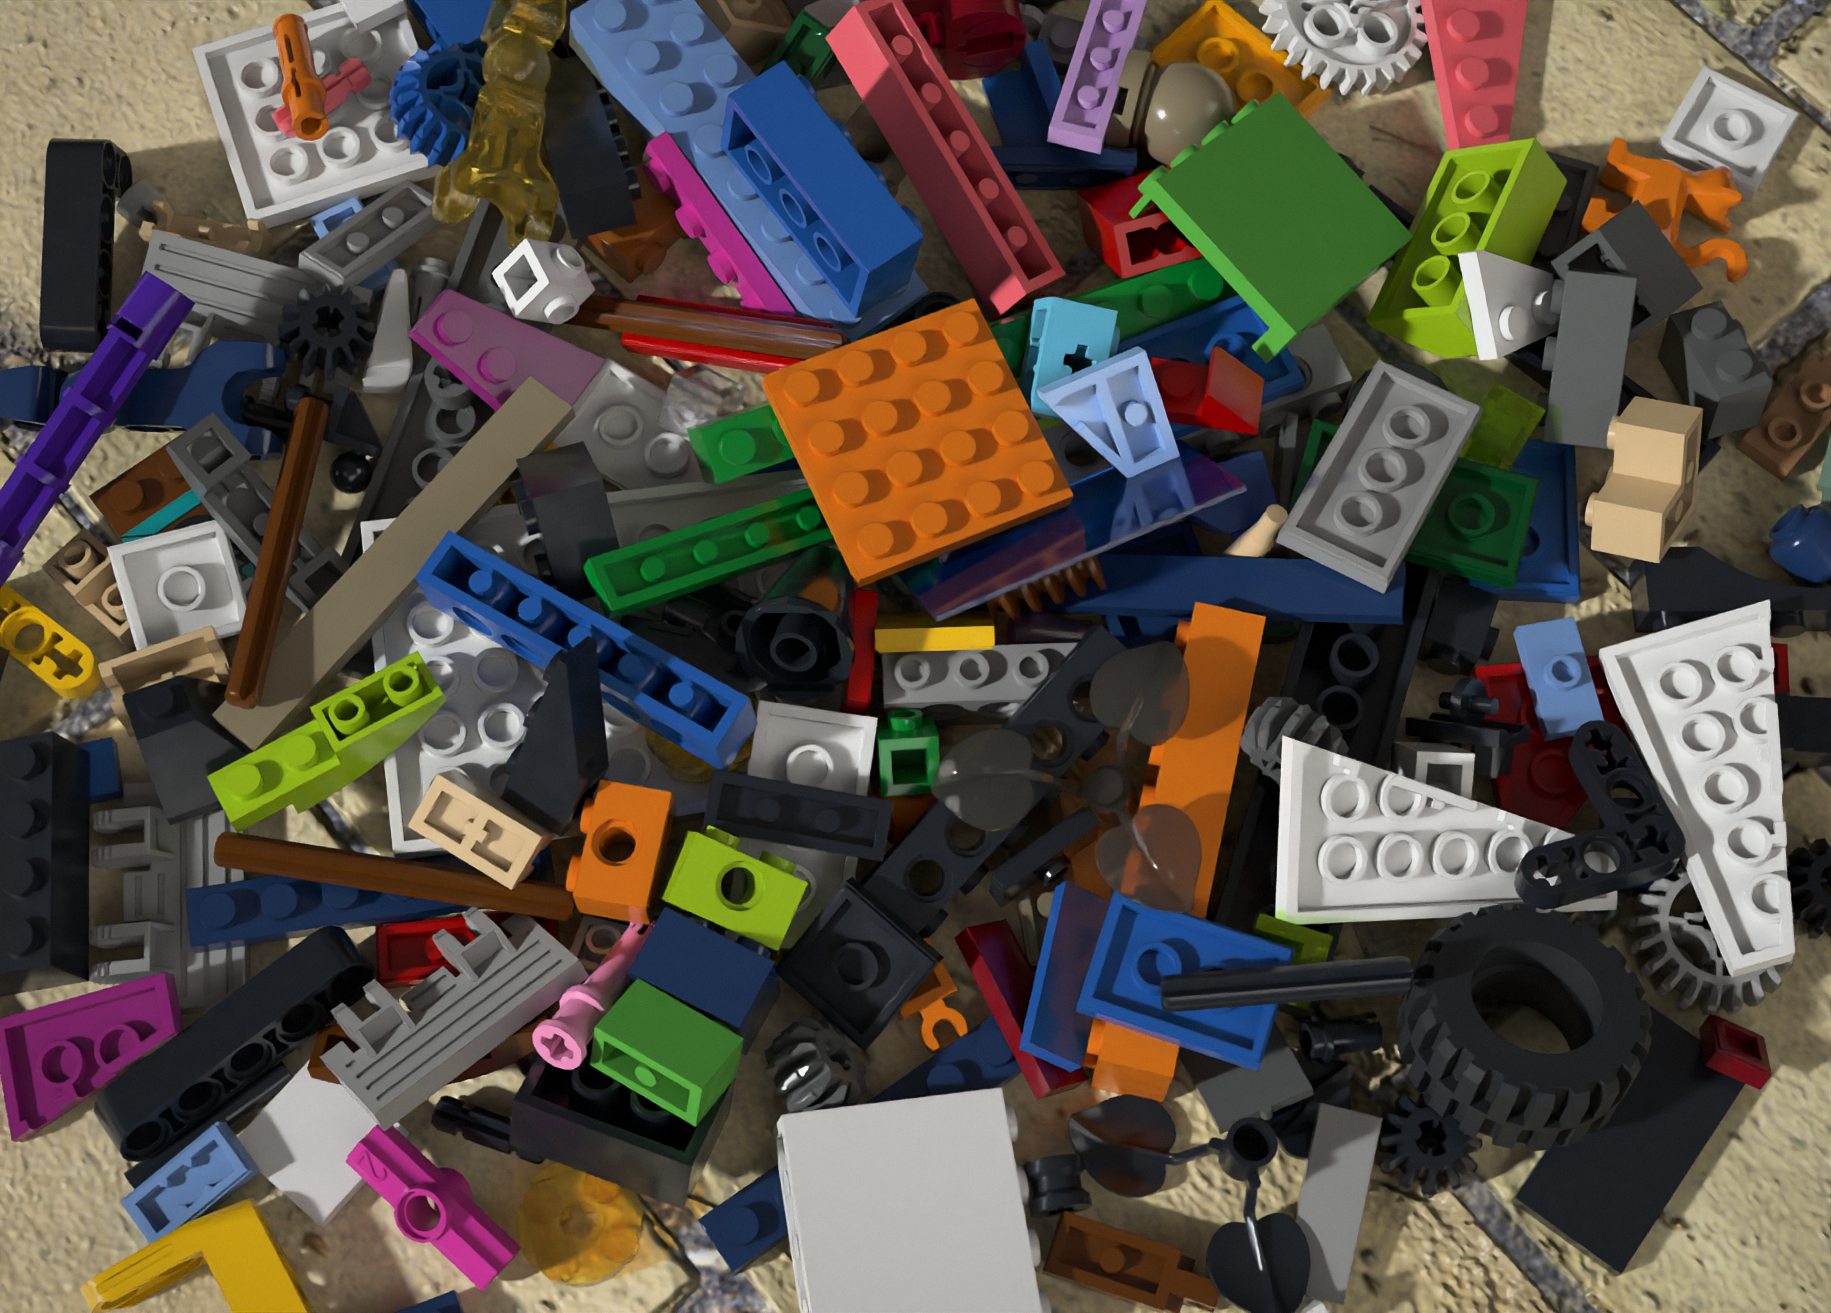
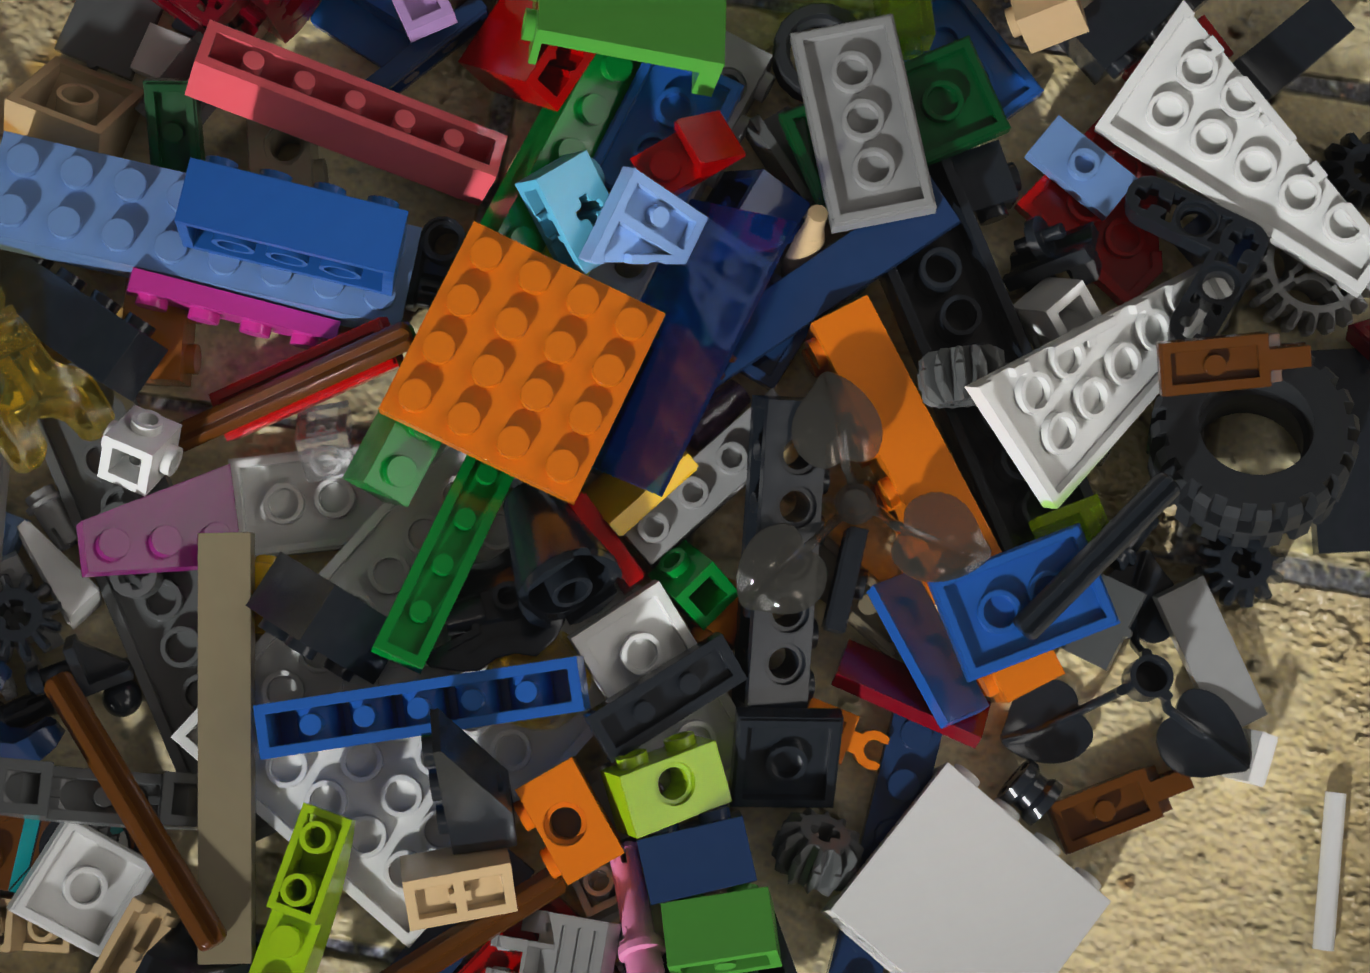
camera: 40 degrees left, 15 degrees up
(1551, 920) = (1226, 362): none -> reddish brown hinge

